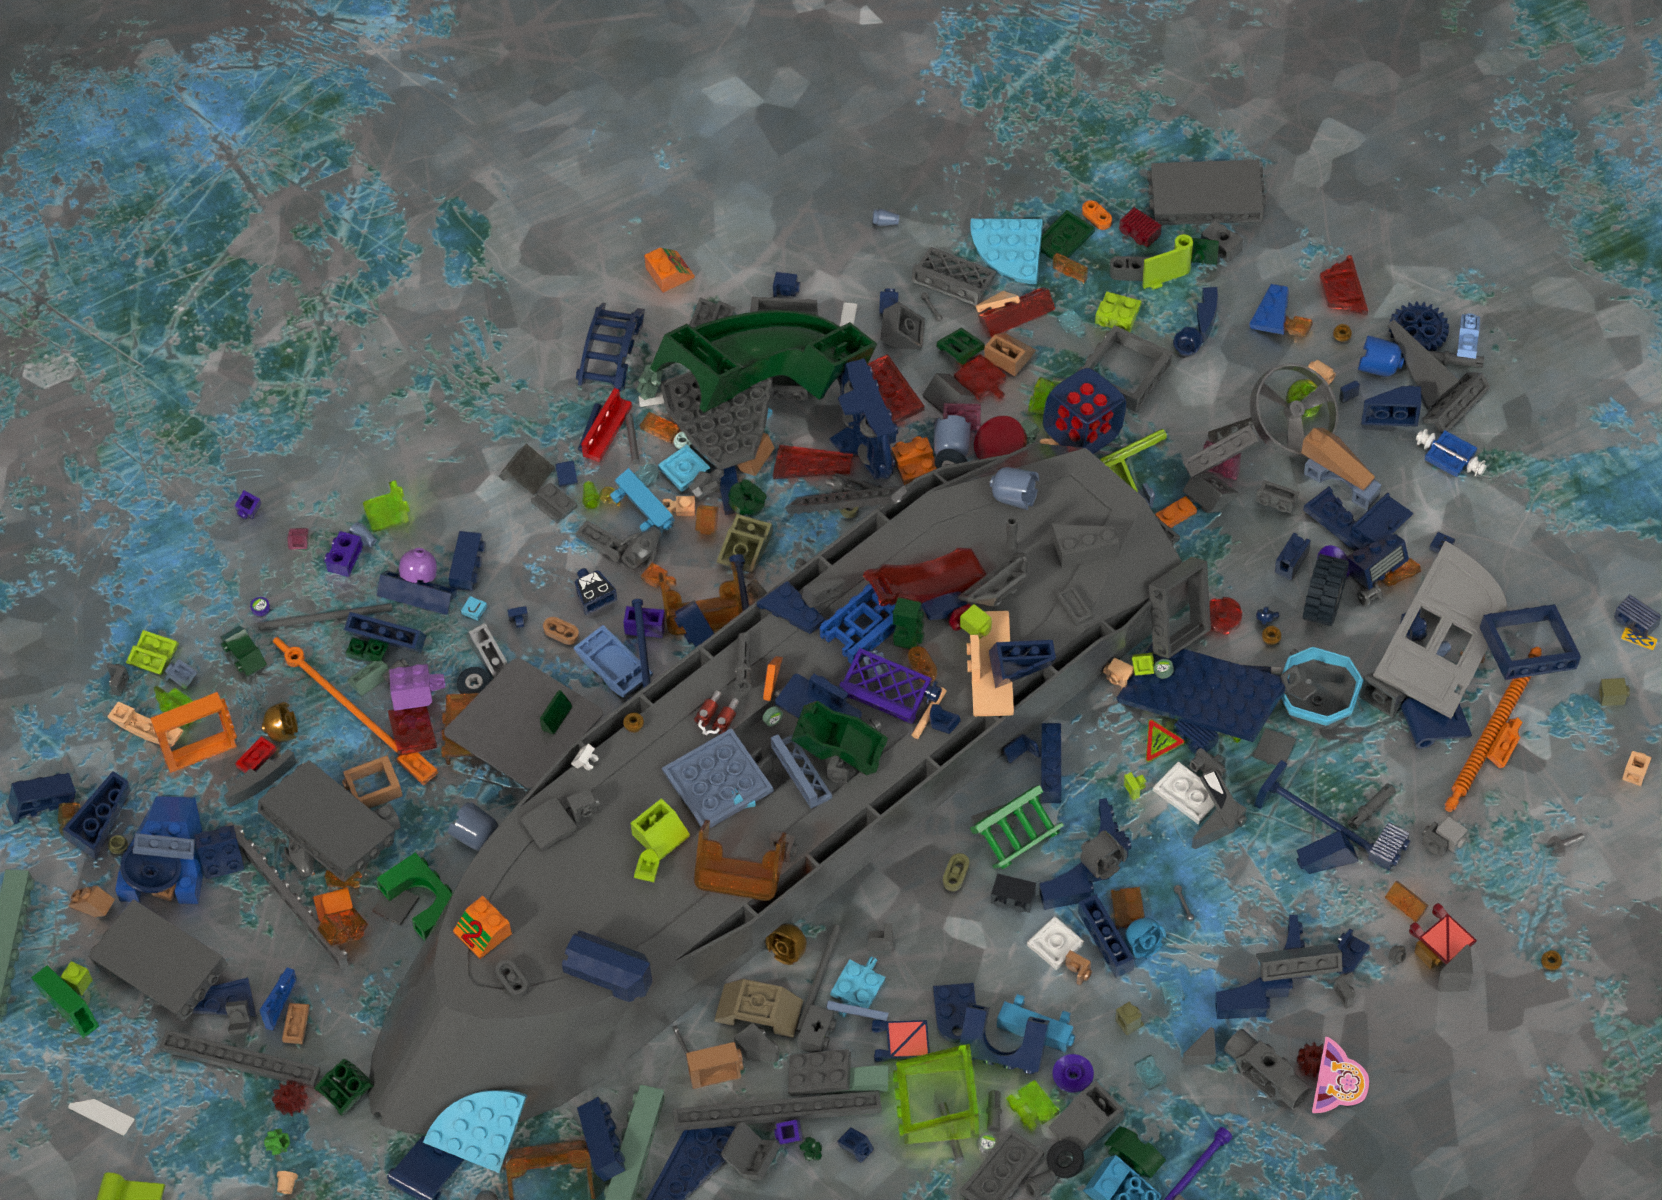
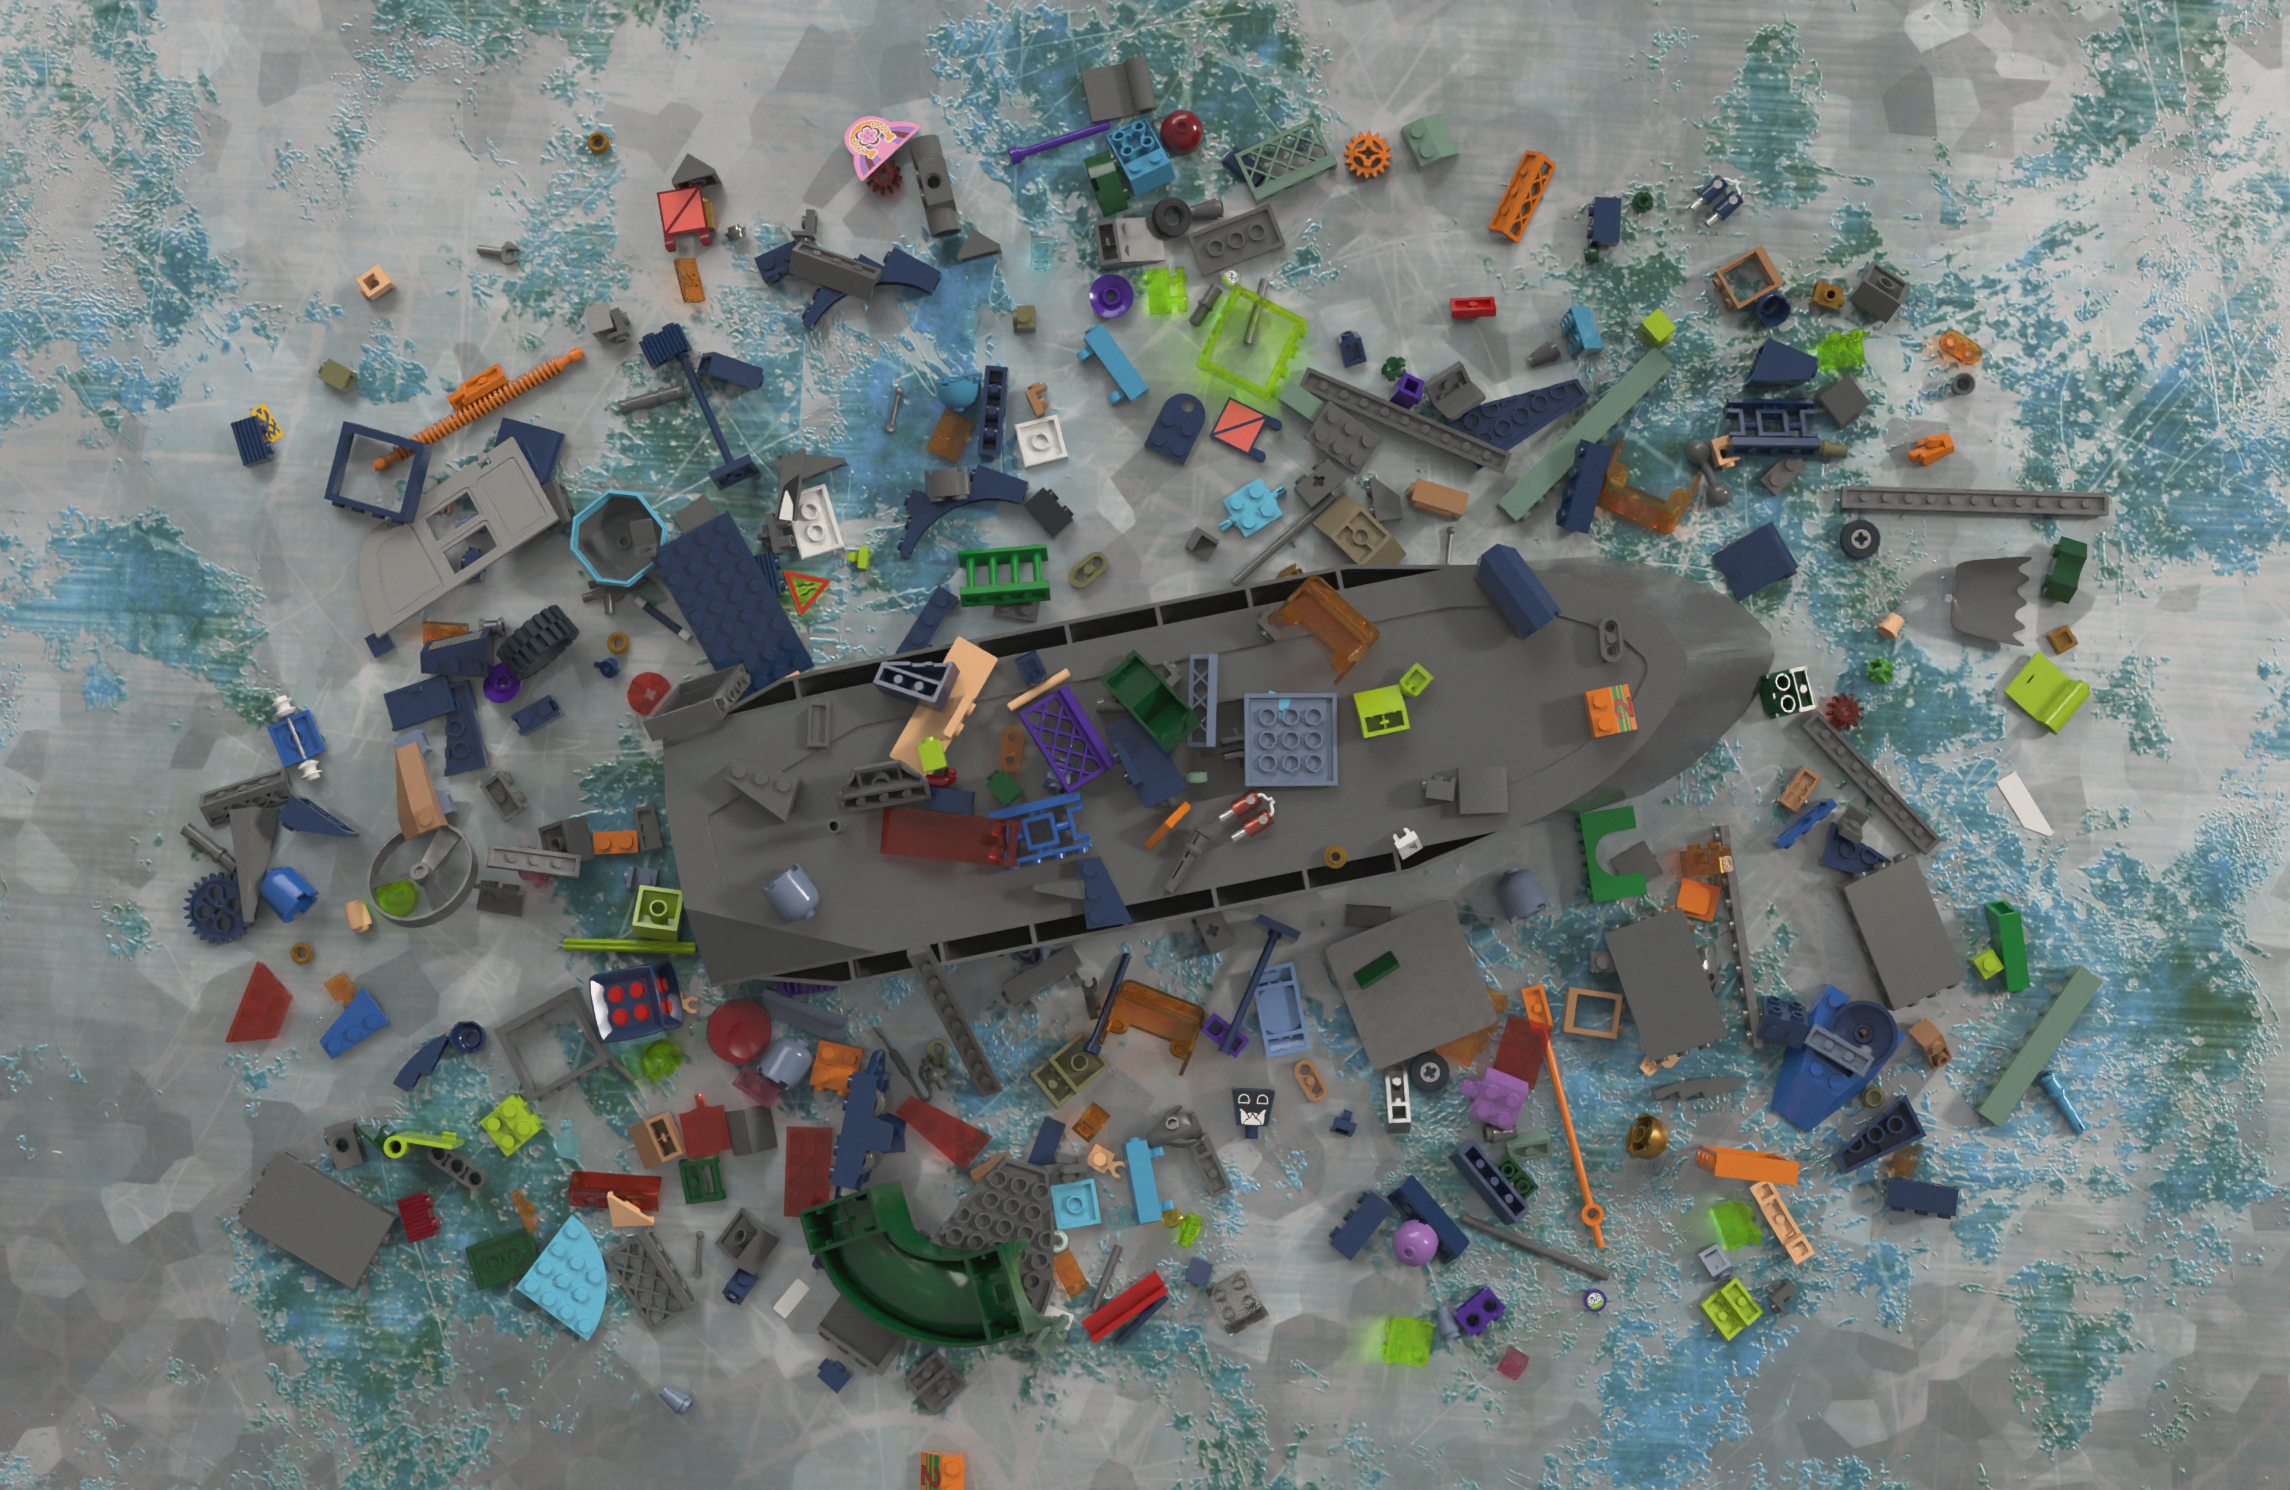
camera: 150 degrees left, 30 degrees up
(242, 650) = (1641, 1250): dark green brick -> none
(247, 505) = (1548, 1431): dark purple brick -> none
(256, 755) = (1689, 1116): red plate -> none
(474, 608) = (1381, 1163): medium azure tile -> none
(479, 1127) = (1692, 564): medium azure plate -> none
(554, 502) = (1230, 1245): dark grey plate -> none
(632, 326) = (1049, 1394): dark blue fence -> none
(651, 576) = (1177, 1089): clear orange plate -> none
(694, 623) = (1178, 998): dark blue brick -> none
(750, 490) = (1046, 1129): dark green plate -> none
(857, 1010) = (1271, 476): sand blue tile -> none
(933, 693) = (1024, 701): dark blue plate -> none
(948, 457) = (805, 1032): black bush -> none
(1026, 1057) = (1146, 337): dark blue arch -> none
(1094, 212) = (452, 1265): orange plate -> none
(1143, 663) = (767, 674): lime tile -> none
(1163, 668) = (752, 657): sand green tile -> none
(1349, 391) = (345, 875): dark blue tile -> none
(1468, 335) = (181, 861): light blue slope -> none

